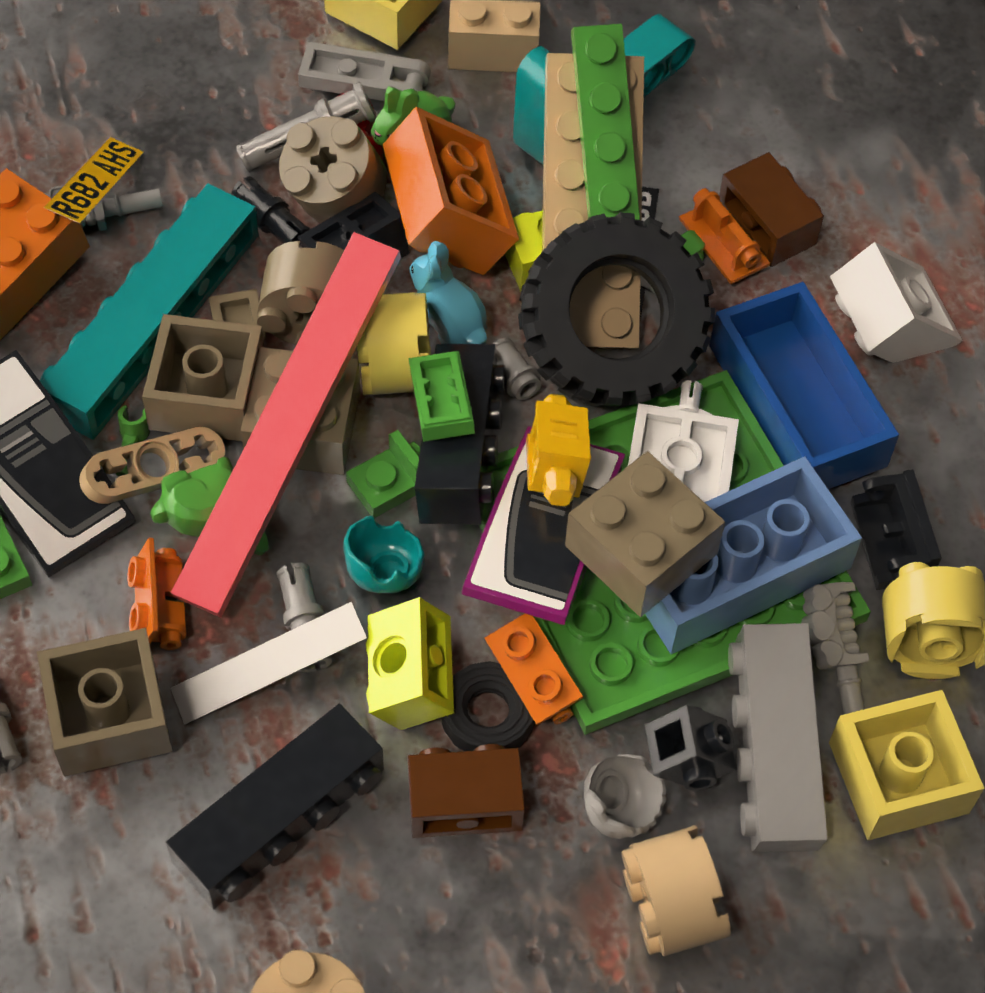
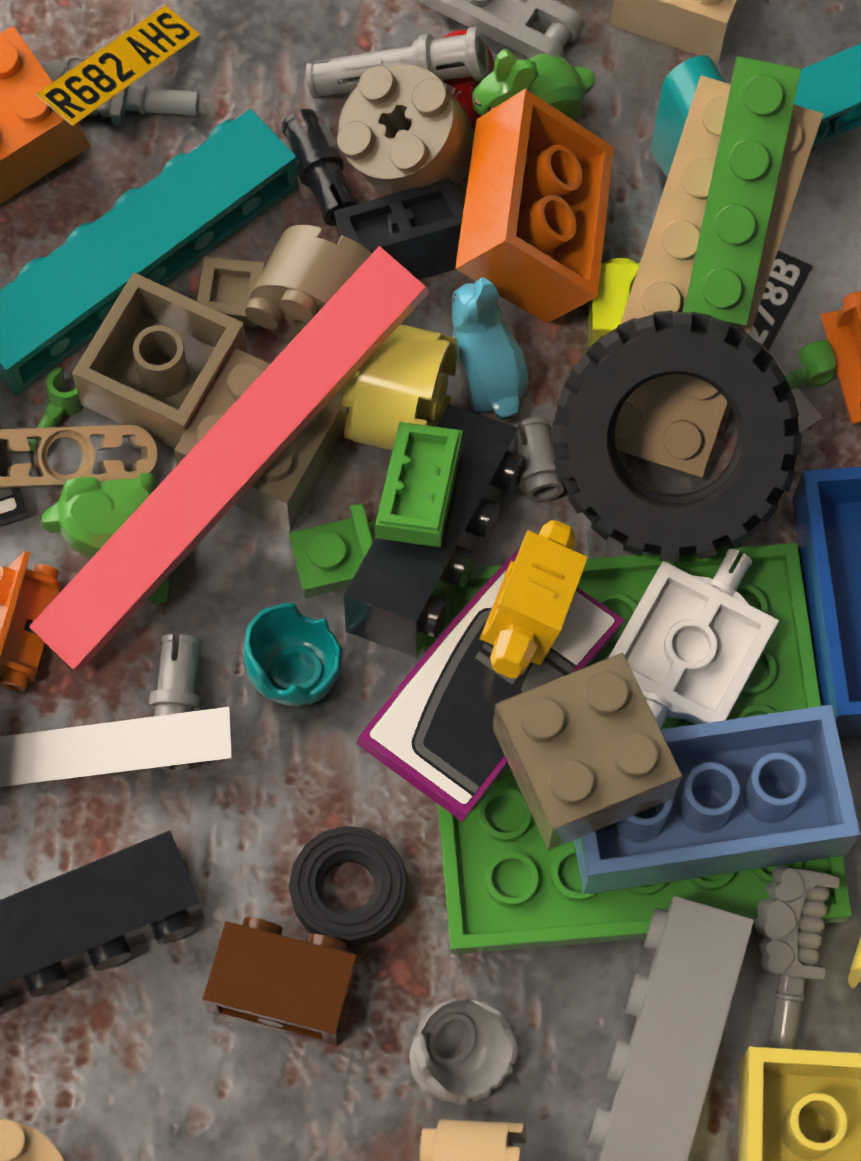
camera: 20 degrees right, 10 degrees up
(410, 664) = (272, 805): neon yellow brick -> none
(534, 670) = (415, 860): orange hinge -> none
(690, 747) = (562, 1018): black brick -> none

